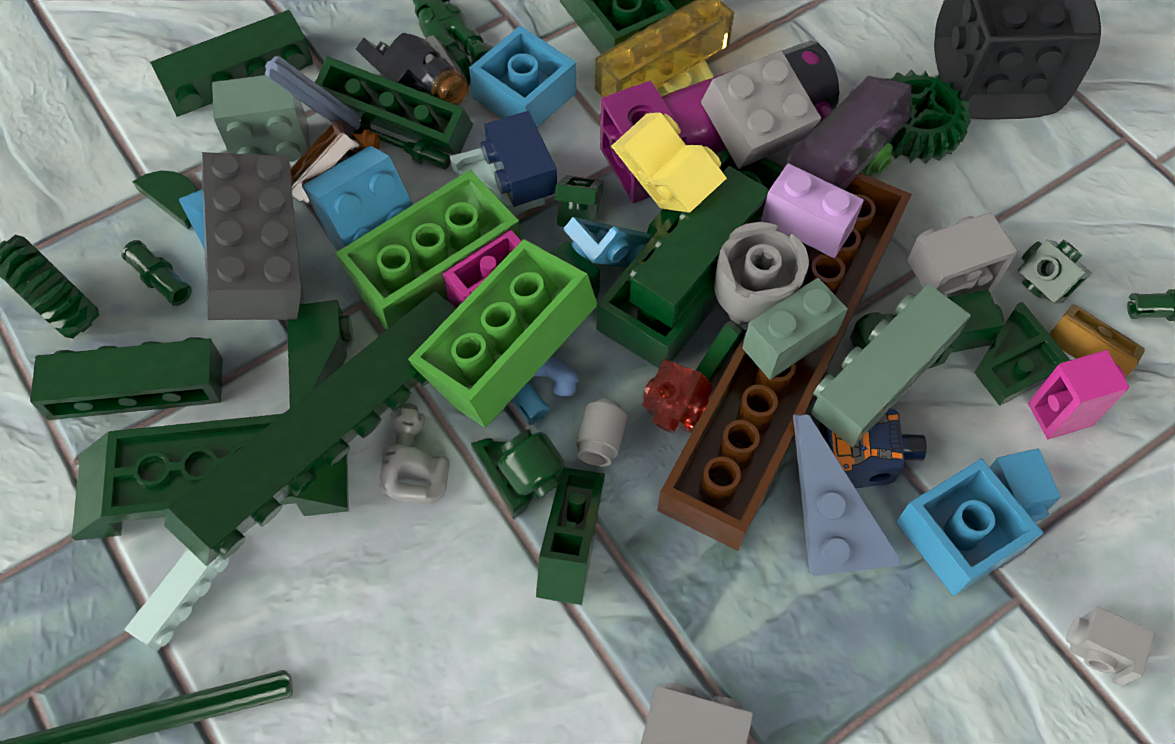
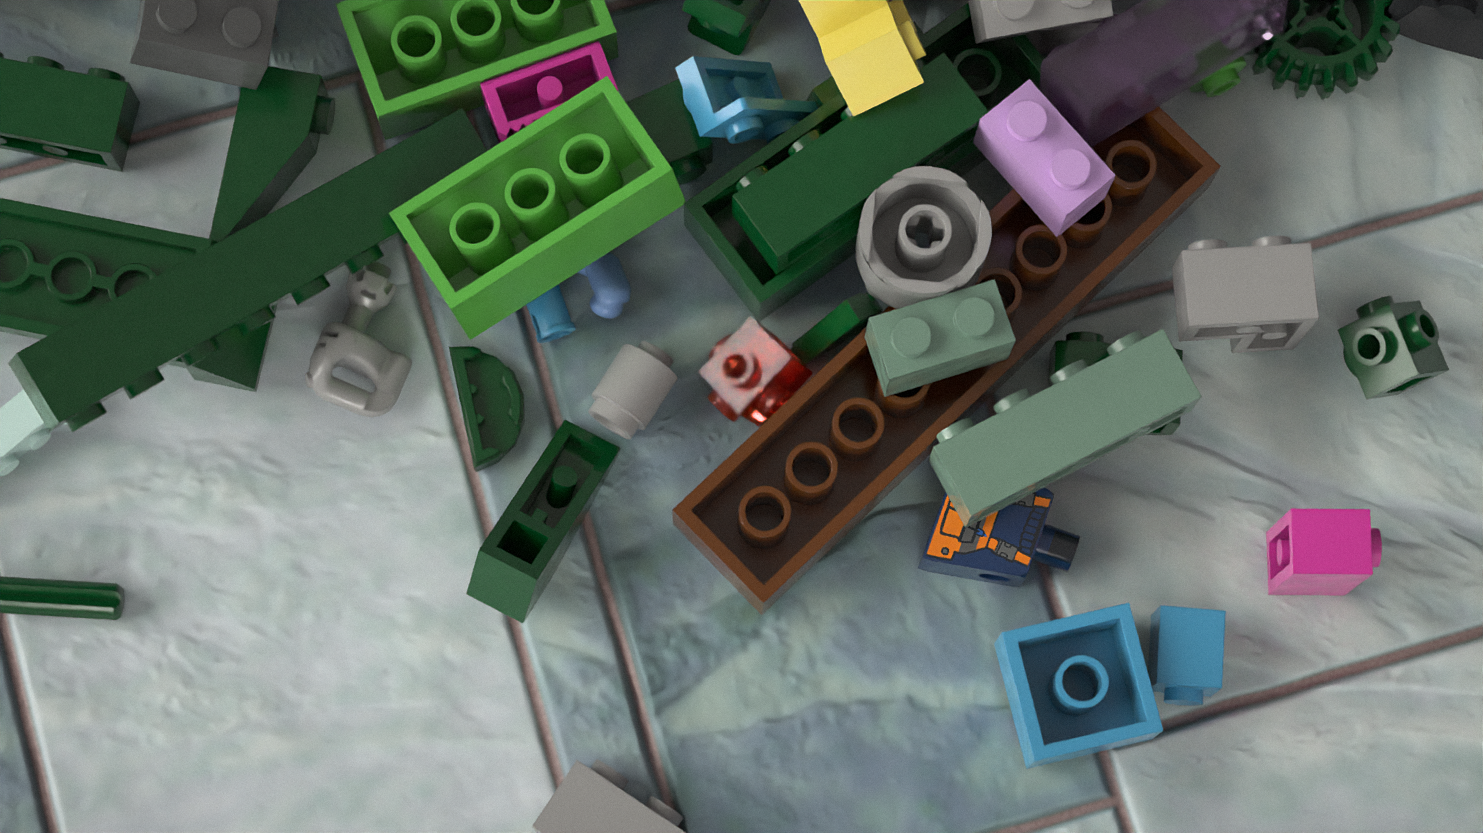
camera: 15 degrees right, 15 degrees up
(531, 463) = (516, 410): dark green head -> none
(836, 520) = (904, 624): sand blue wing -> none
(983, 324) = (1233, 385): dark green brick -> none
(1019, 357) = (1281, 463): dark green wing -> none
(1084, 335) = (1410, 475): pearl gold slope -> none

